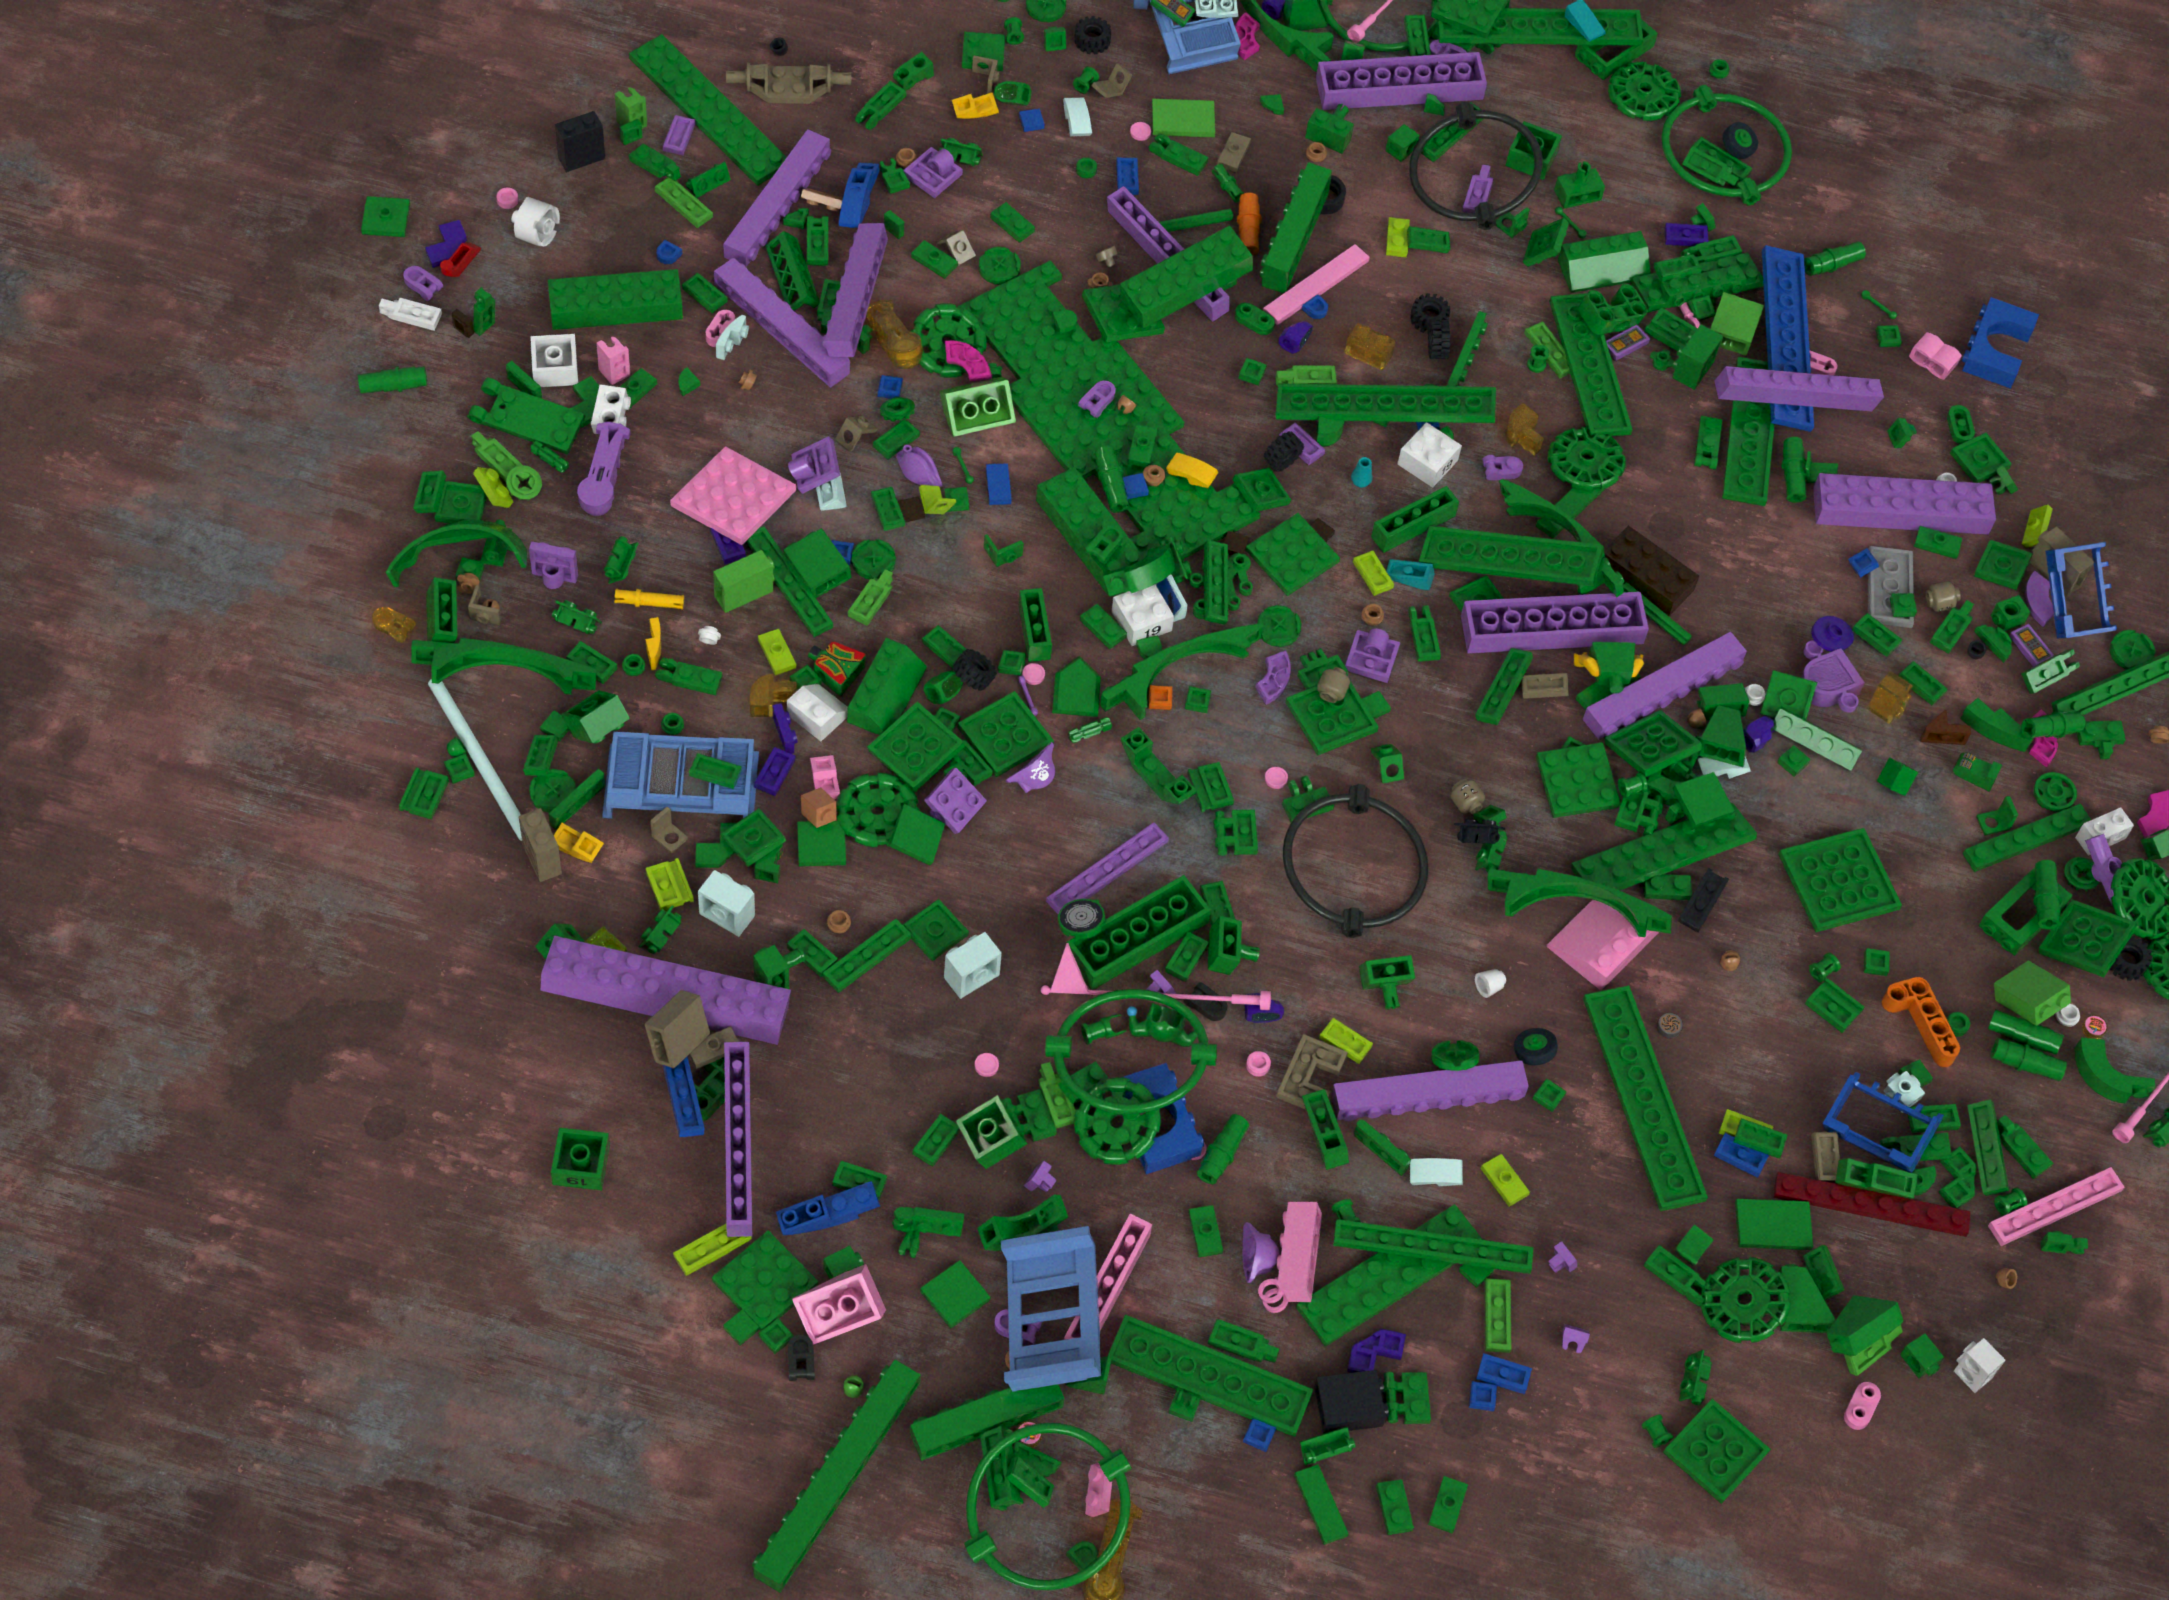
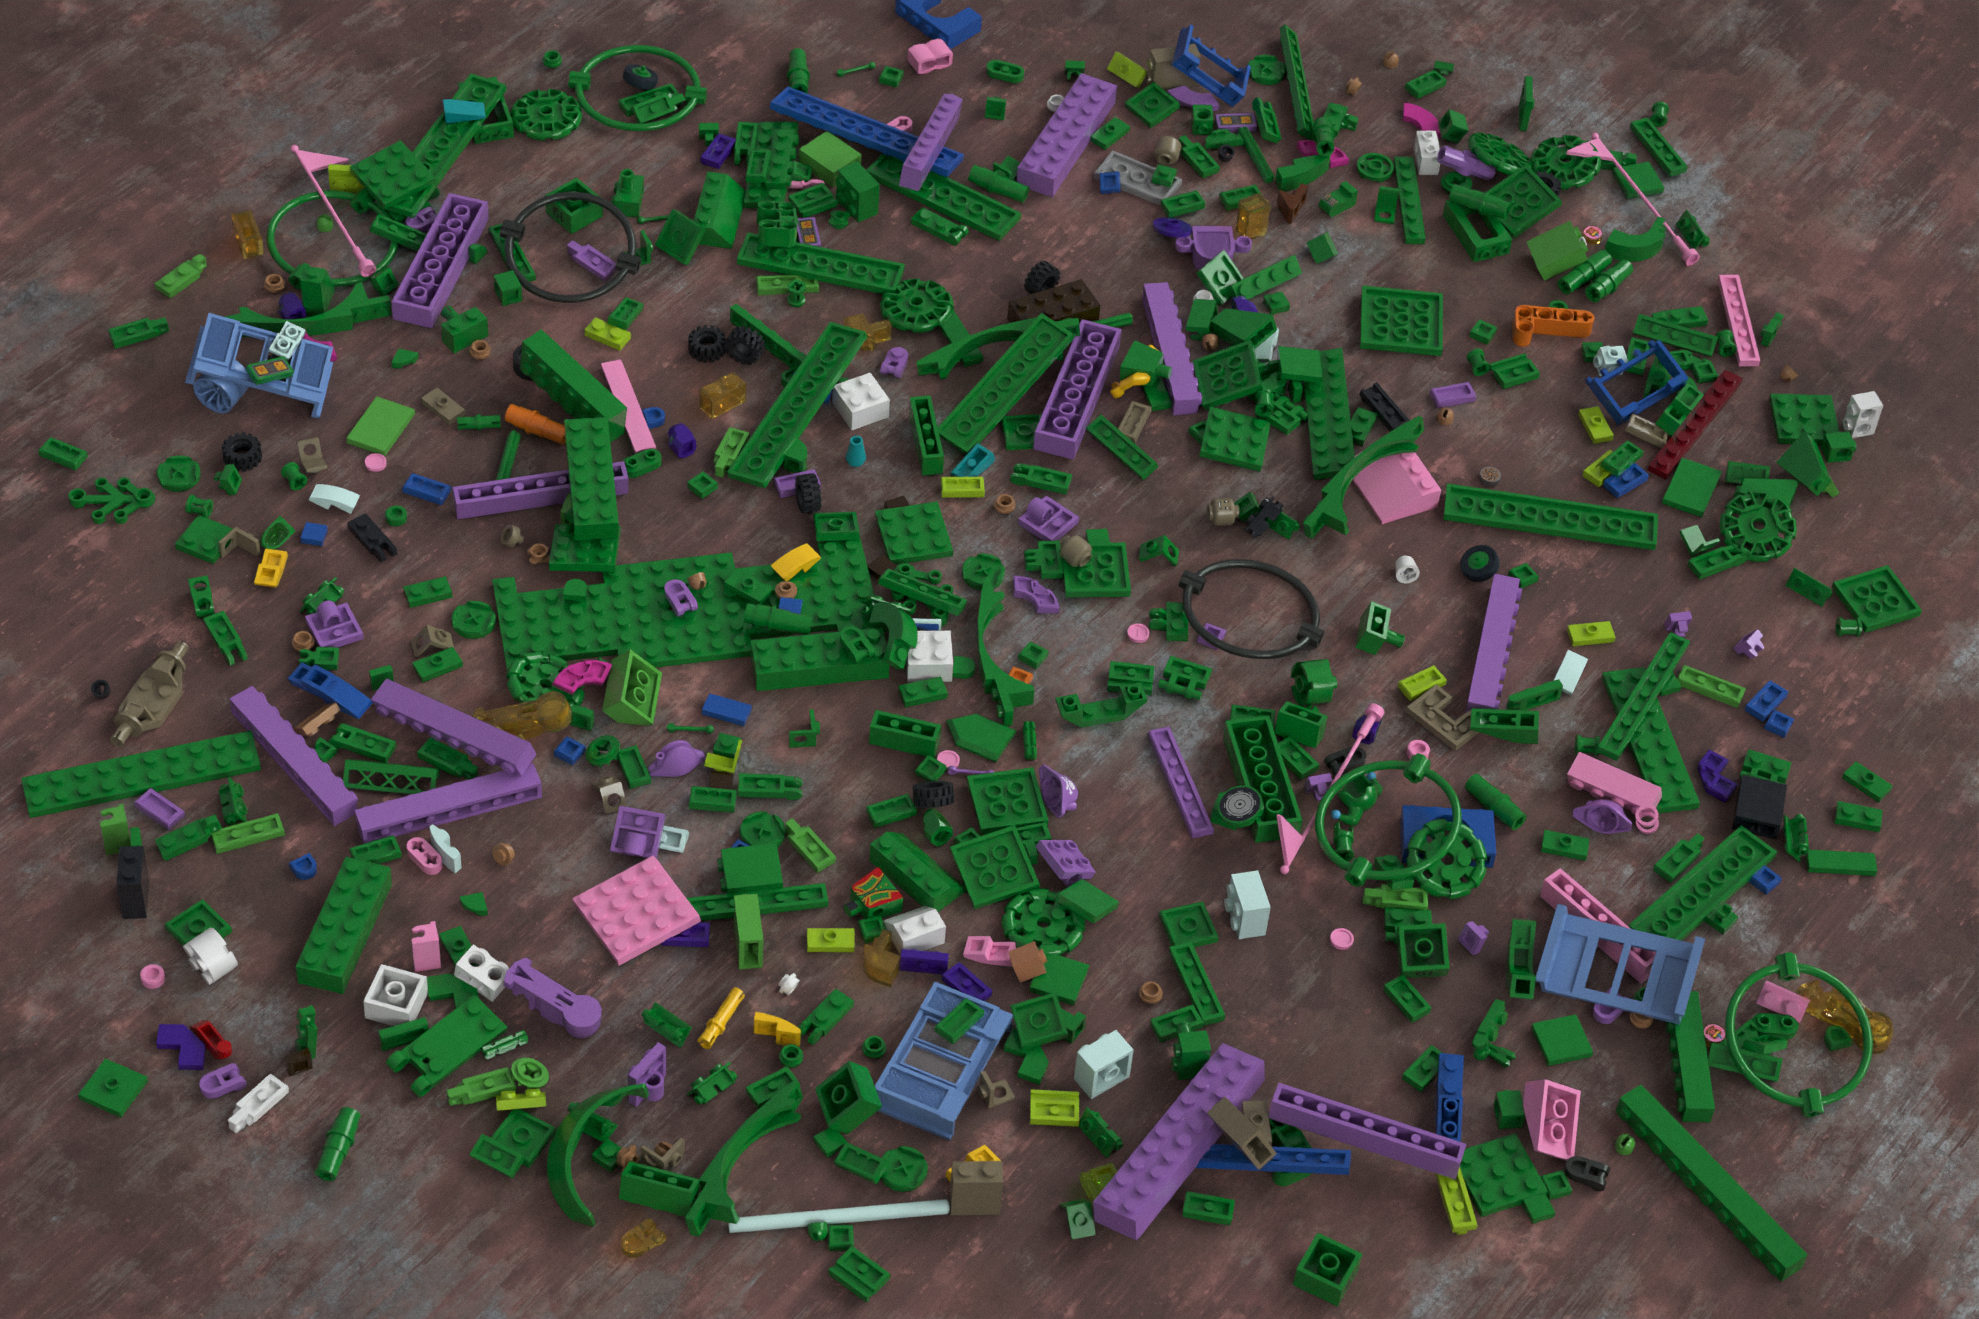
camera: 65 degrees left, 10 degrees down
(573, 206) = (195, 921): none -> green tile
(577, 799) = (927, 1148): green tile -> none
(613, 1043) = (1208, 1208): none -> green plate
(924, 543) = (769, 786): none -> green hinge
(928, 380) = (582, 717): none -> green plate
(1051, 160) = (371, 537): none -> black hinge
(1067, 1489) = (1776, 1025): none -> green plate
(1178, 154) = (422, 445): green hinge -> none
(1283, 938) = (1313, 682): none -> green brick
(1307, 840) = (1214, 630): none -> medium lavender tile
(1455, 1056) = (1469, 615): green tile -> none
(1682, 544) = (1041, 277): none -> black tyre
(1766, 959) = (1452, 395): none -> medium lavender tile
(1807, 1106) = (1595, 425): none -> lime plate
(1863, 1404) = (1864, 500): bright pink plate -> none
(1949, 1312) = (1800, 413): none -> green plate
(1980, 458) = (1044, 74): green plate -> none
(1997, 677) = (1256, 155): none -> green axle

